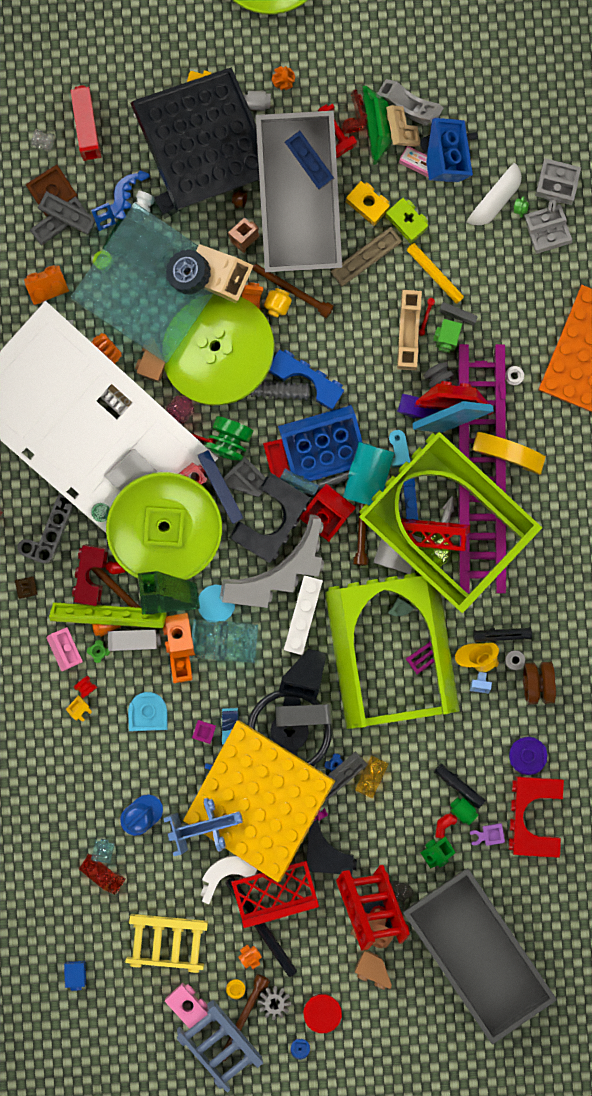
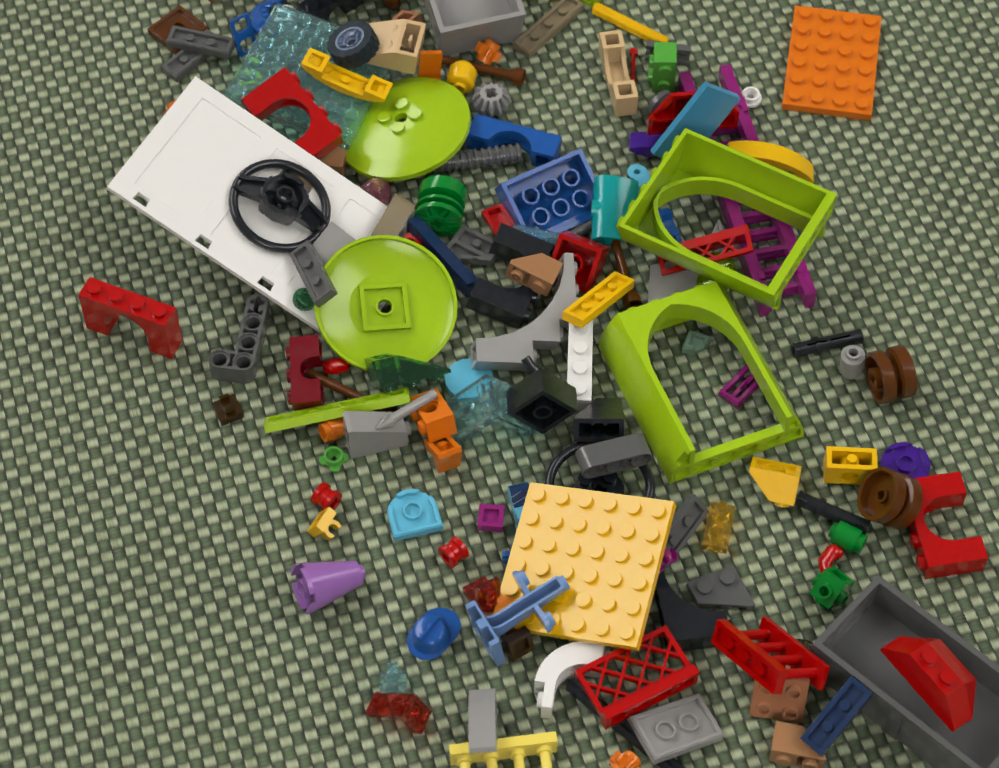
camera: 10 degrees left, 30 degrees down
(64, 649) = (289, 466): bright pink slope -> none
(70, 762) = (325, 582): none -> medium lavender cone
(87, 420) = (268, 193): none -> black piece
(110, 497) = (313, 273): none -> dark grey tile
(123, 311) = (283, 91): none -> red arch
(142, 642) = (389, 419): none -> light grey piece
(157, 904) = (482, 721): none -> light grey slope
(169, 755) = (453, 552): none -> red wheel
(176, 302) = (344, 80): none -> yellow slope
(183, 795) = (484, 593): none -> clear red bracket
(184, 450) = (394, 217): none -> dark tan beam
(199, 842) = (518, 642): none -> dark brown tile
(263, 645) = (541, 398): none -> black piece
(289, 528) = (534, 272): none -> medium nougat slope
(294, 935) = (676, 728): none -> light grey tile
(304, 331) = (491, 99): none -> light grey gear
(306, 279) = (488, 51): none -> orange gear
(331, 564) = (598, 299): none -> yellow plate
(358, 830) = (720, 590): none -> dark grey wing
(405, 966) = (836, 716): none -> dark blue plate
(425, 748) = (776, 480): none -> yellow slope
(478, 655) = (810, 370): yellow piece -> none
(480, 685) = (820, 398): light blue tile -> none
(481, 960) = (935, 676): none -> red wedge
(483, 753) = (848, 464): none -> yellow brick
(491, 834) = (890, 557): medium lavender plate -> none
(502, 794) = (889, 498): none -> reddish brown wheel

